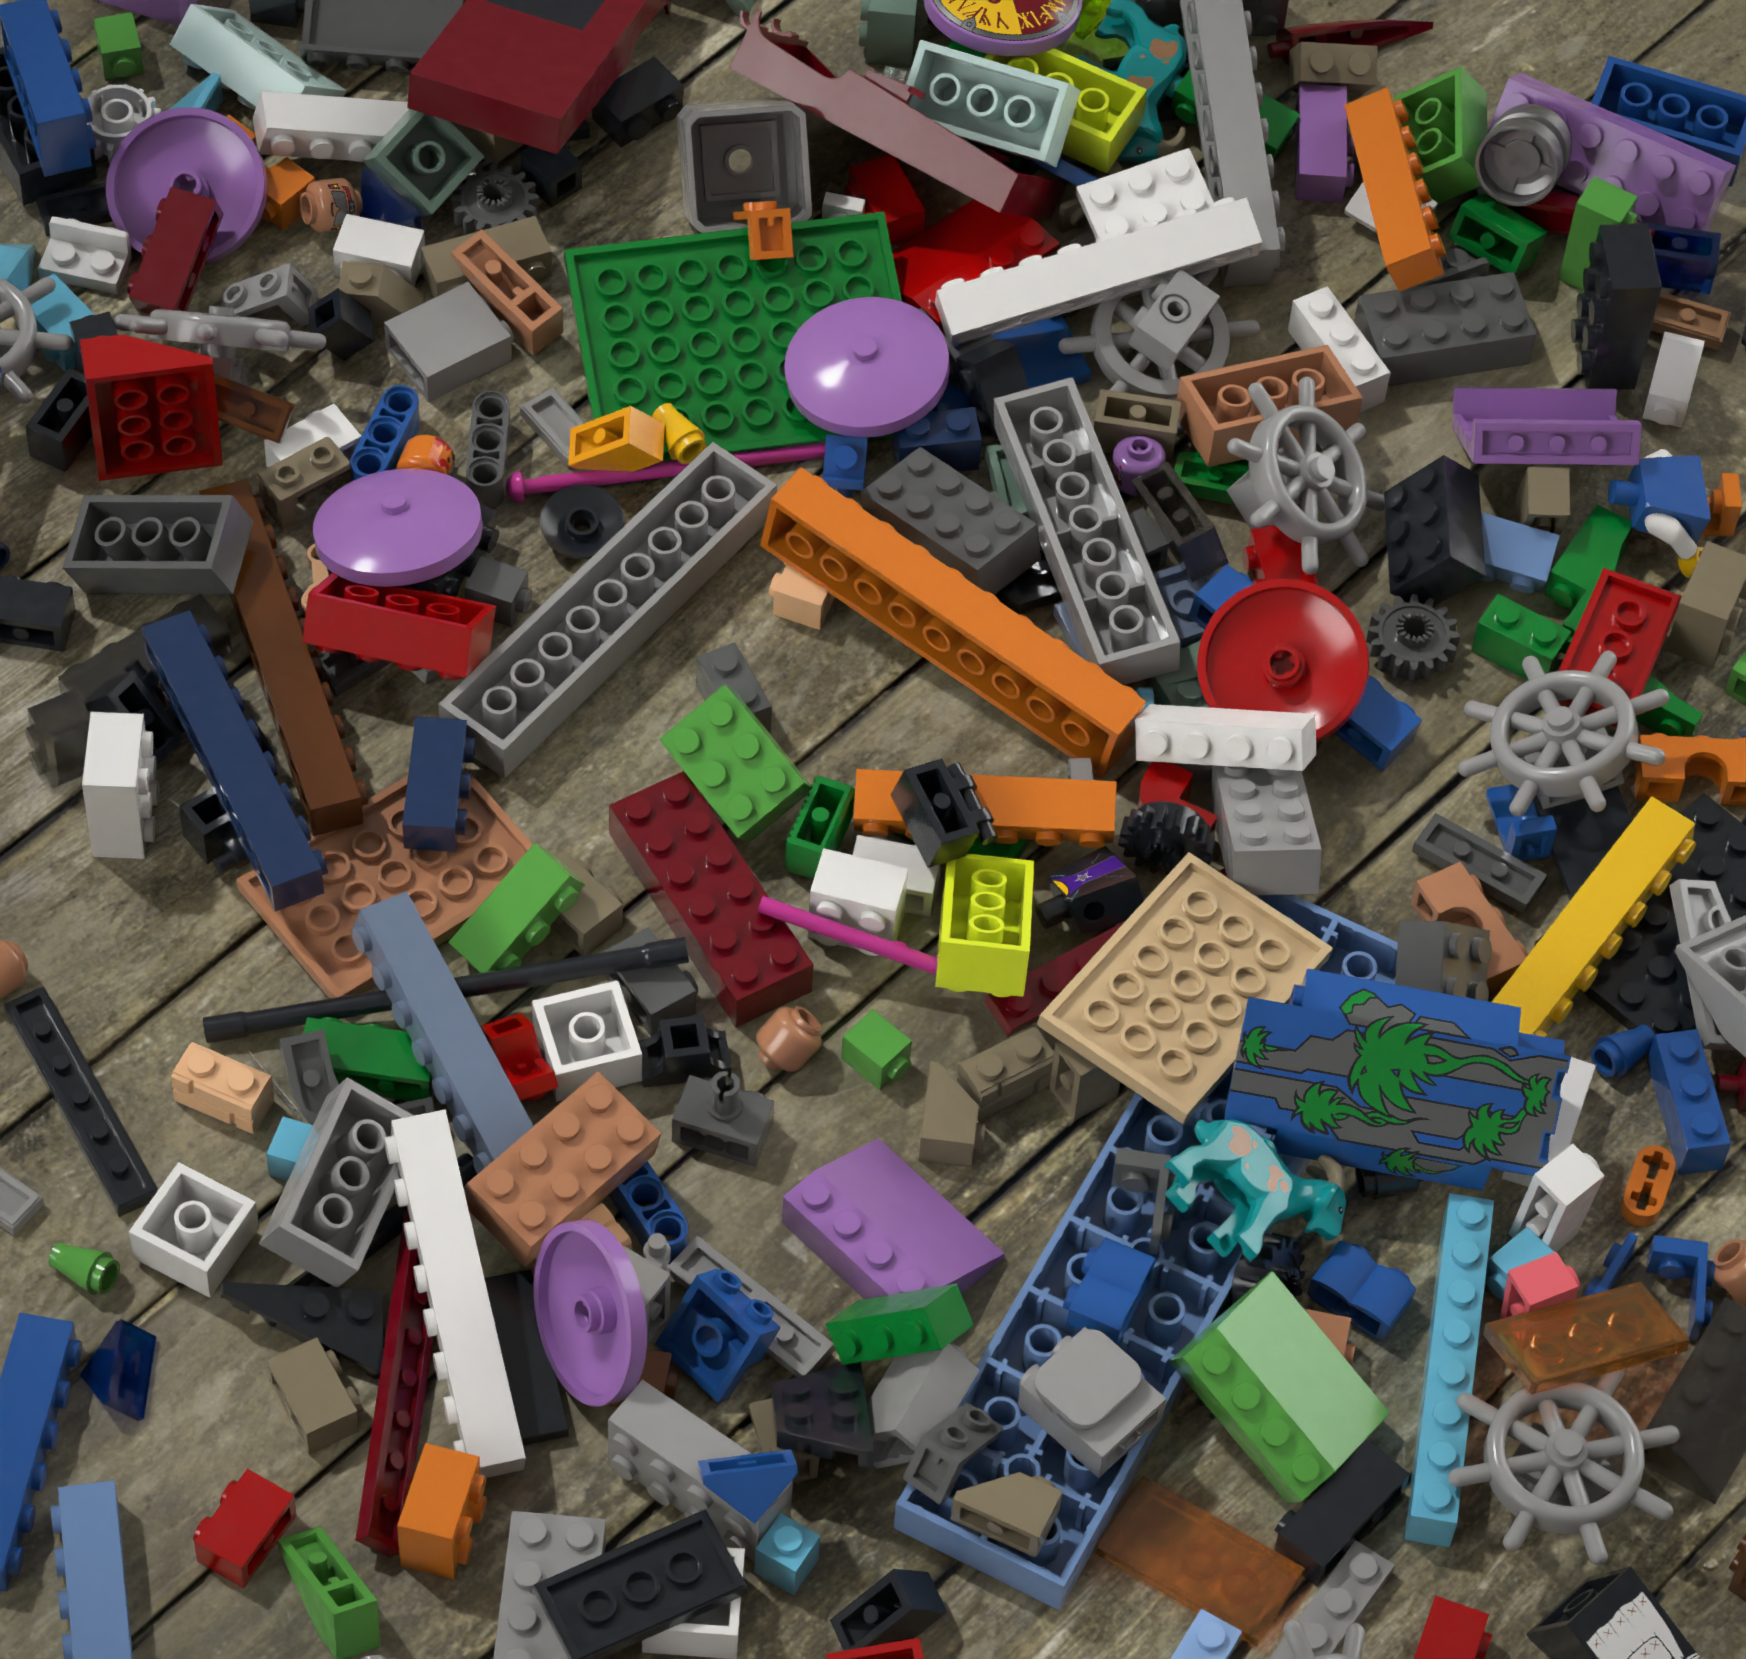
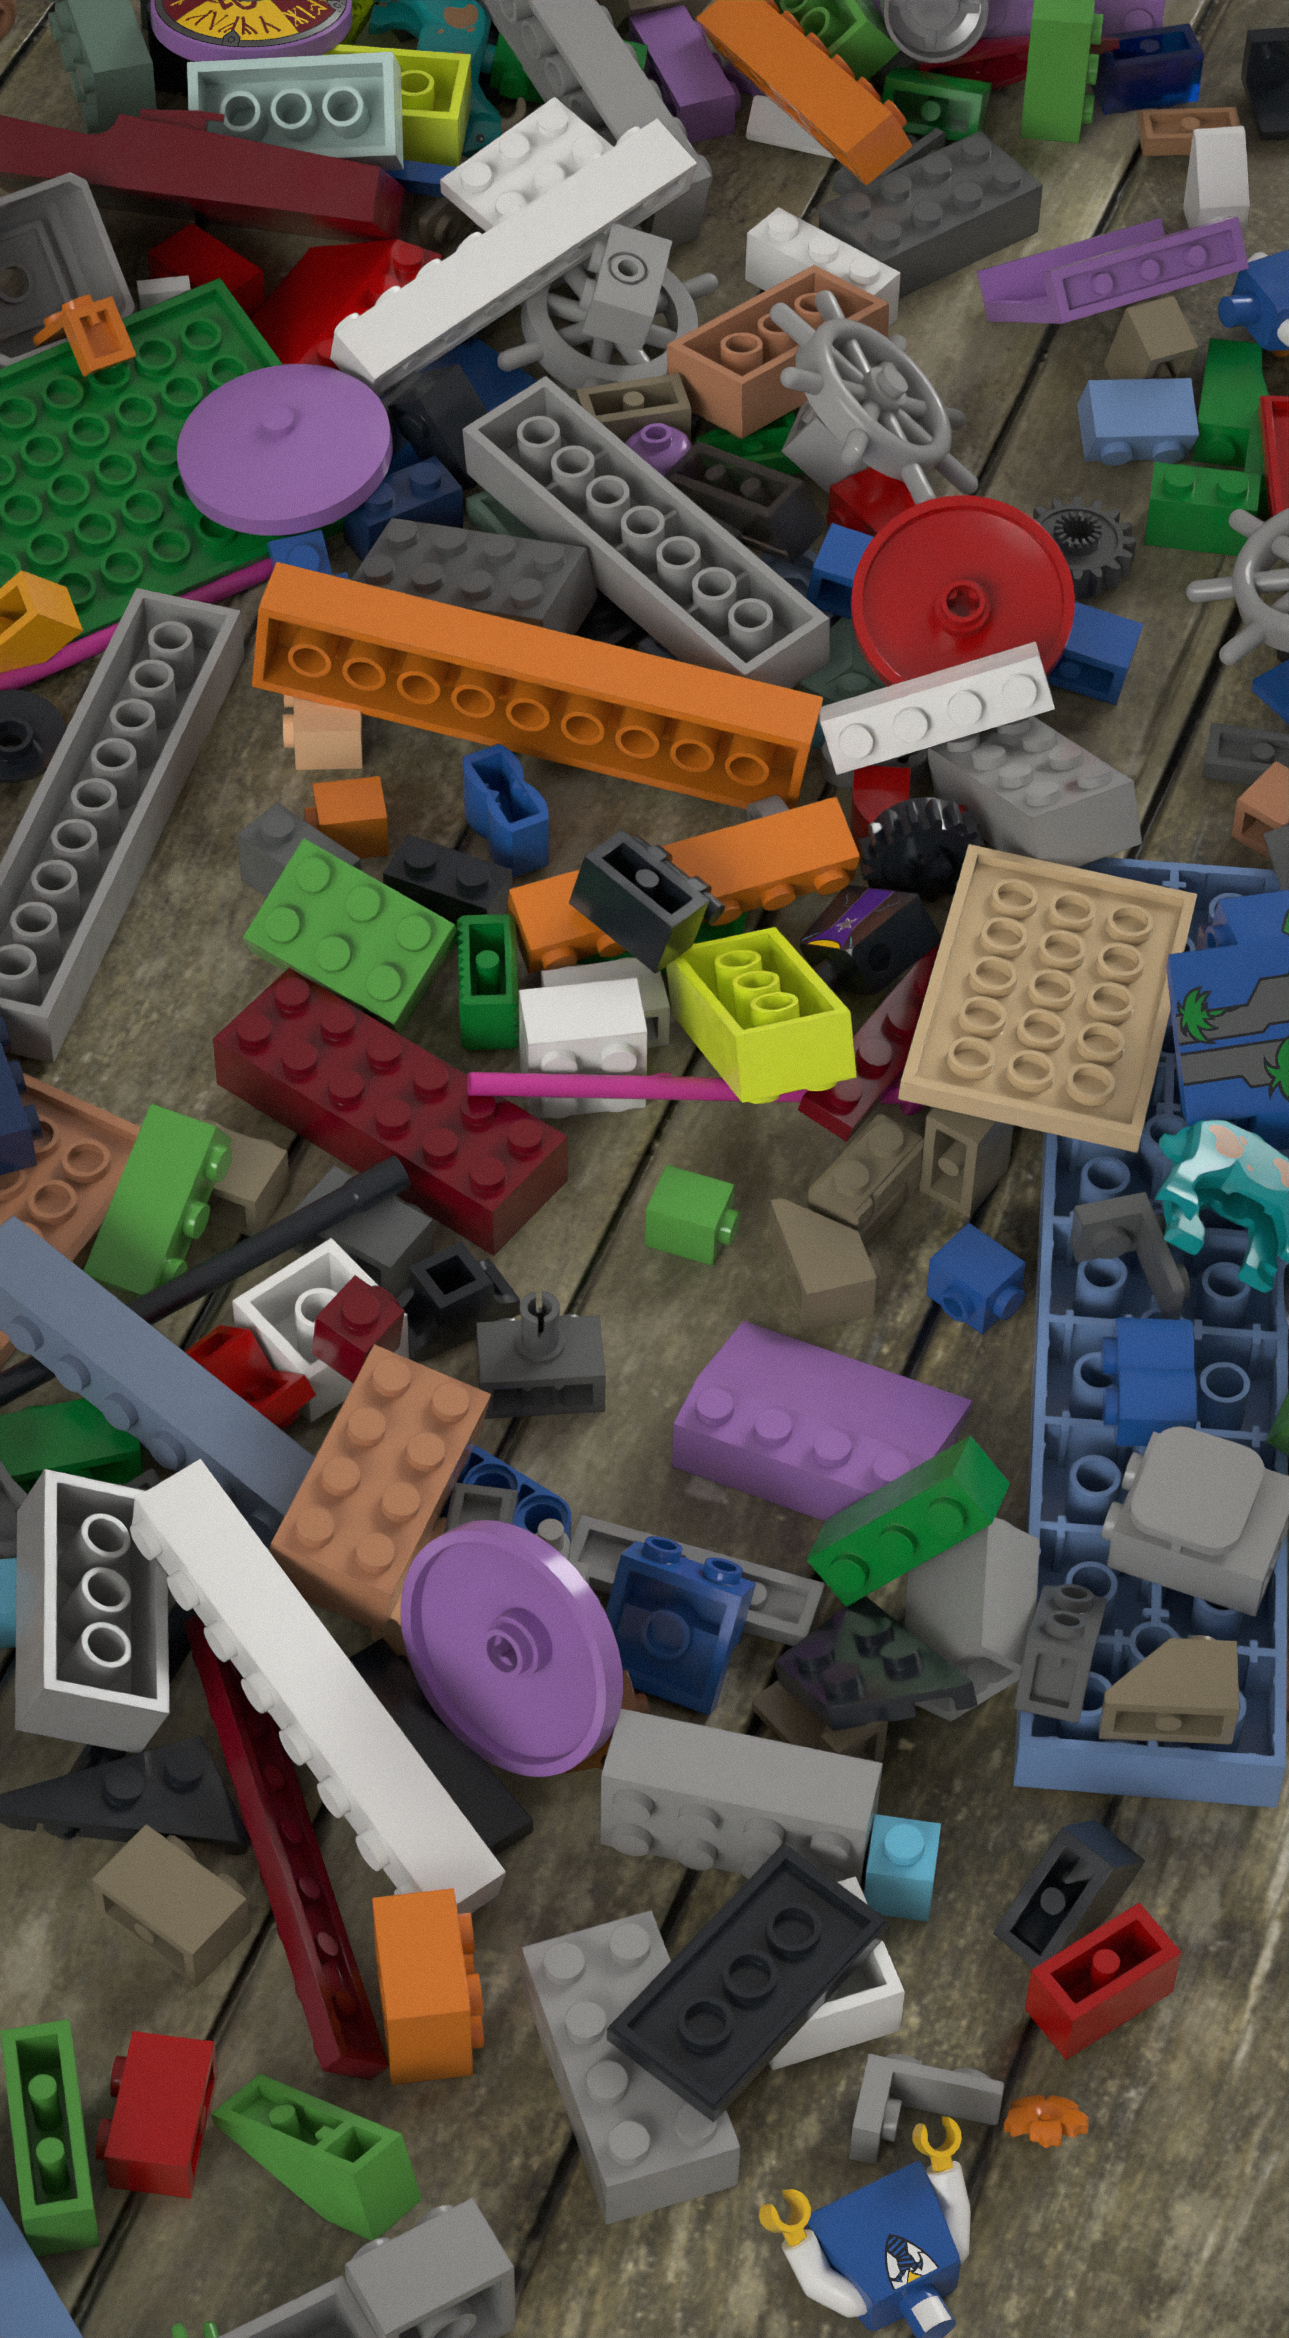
camera: 20 degrees left, 5 degrees down
(168, 1516) = (49, 2138): none -> bright green brick
(599, 1050) = (353, 1324): none -> dark red brick
(625, 1213) = (480, 1503): none -> dark grey tile
(681, 436) = (95, 598): yellow cone -> none
(750, 1480) = (833, 1779): blue slope -> none
(786, 668) = (351, 815): none -> orange brick
(789, 1039) = (576, 1239): nougat head -> none
(823, 745) = (448, 880): none -> black brick
(894, 702) = (506, 810): none -> blue brick
(1047, 1169) = (976, 1279): none -> blue brick
(1434, 532) = (1046, 420): black brick -> none
(1616, 306) = (1127, 118): black brick -> none

